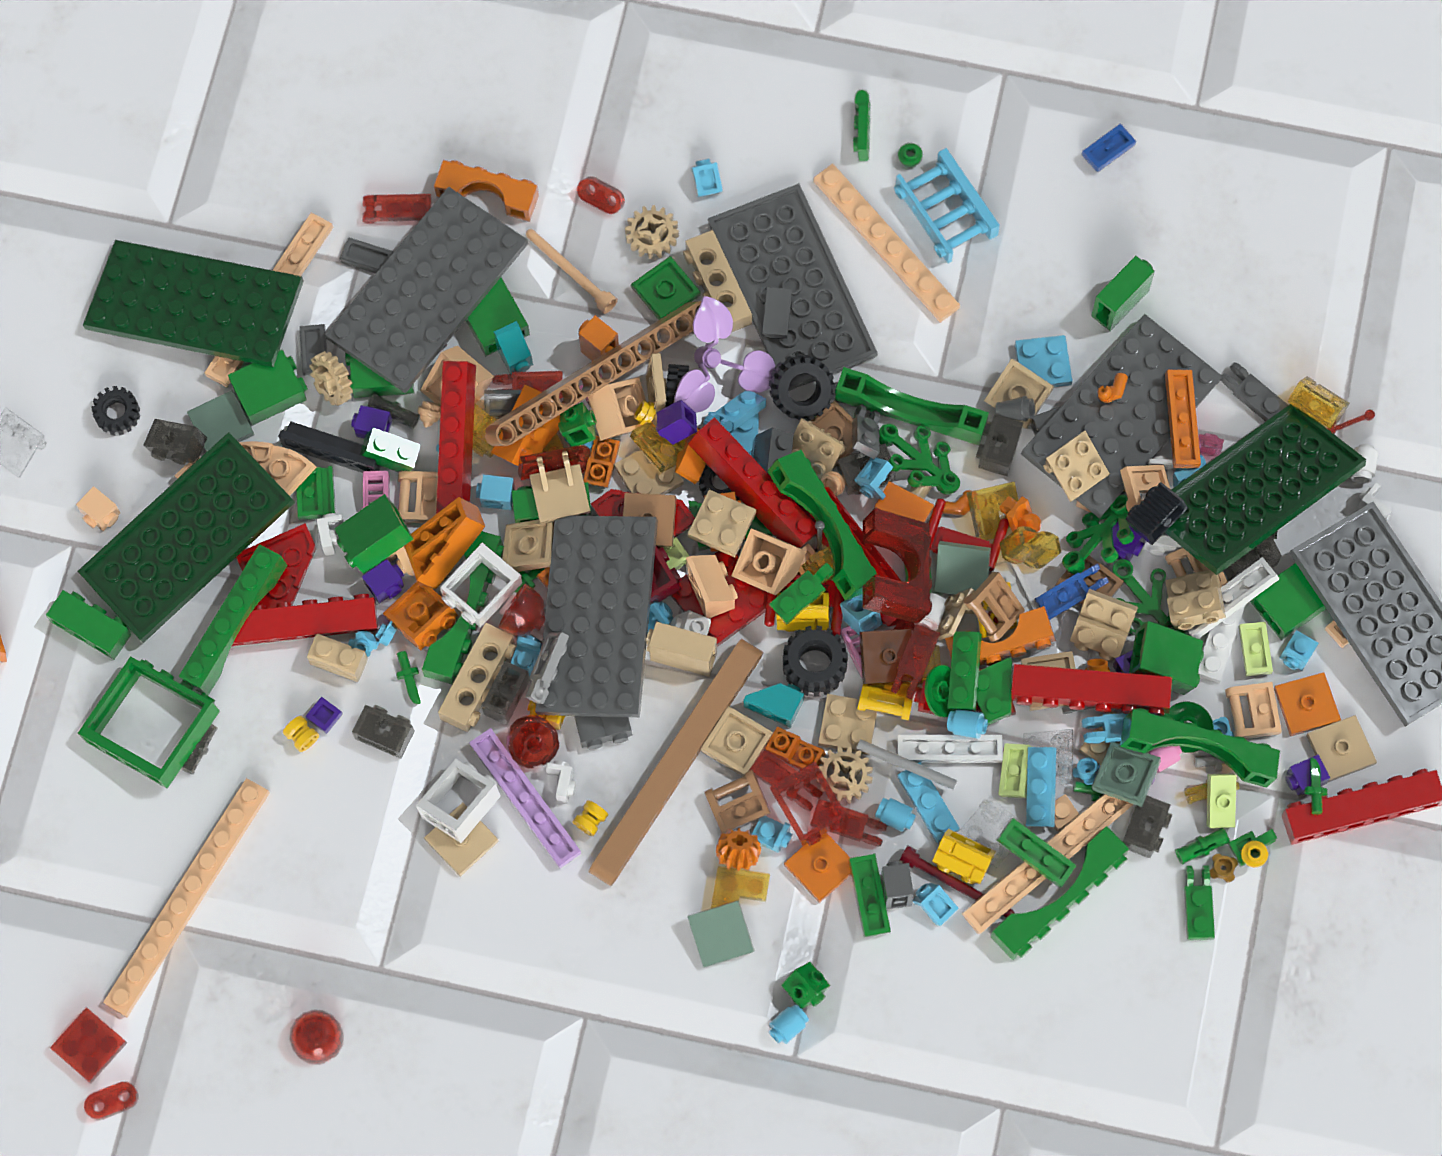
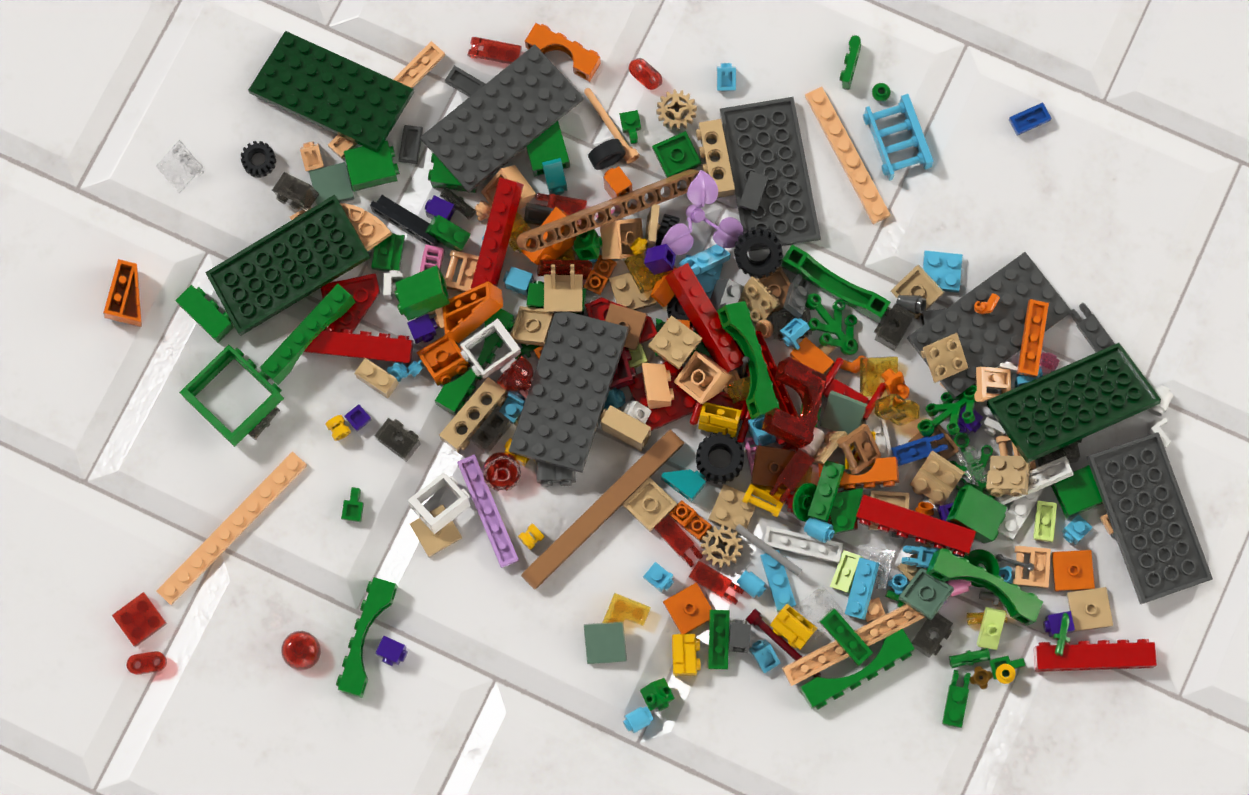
camera: 15 degrees right, 5 degrees up
(98, 509) = (229, 230): light nougat brick -> none
(186, 392) = (311, 156): none -> light nougat bracket
(331, 378) = (417, 170): tan gear -> none
(345, 834) = (353, 508): none -> green plate
(406, 945) = (380, 597): none -> green arch
(407, 674) = (424, 400): green piece -> none
(438, 1009) = (391, 651): none -> dark purple brick
(546, 666) = (523, 420): light grey hinge -> none
(566, 785) = (519, 507): white bracket -> none
(575, 306) = (606, 154): none -> black tyre
(596, 262) = (630, 123): none -> green plate
(738, 849) = (631, 584): orange gear -> none
(741, 810) = (641, 555): medium nougat plate -> none
(798, 780) = (683, 545): clear red window -> none
(801, 593) = (720, 408): green plate -> none
(829, 925) = (684, 654): none -> yellow brick
(1123, 293) = (1012, 232): green brick -> none
(1133, 590) = (969, 455): none -> clear hinge
(1156, 513) = (994, 406): black brick -> none
(1251, 709) = (1029, 566): none -> dark grey hinge
(1318, 402) = (1137, 347): clear yellow brick -> none
(1369, 415) = (1173, 364): clear red hinge -> none

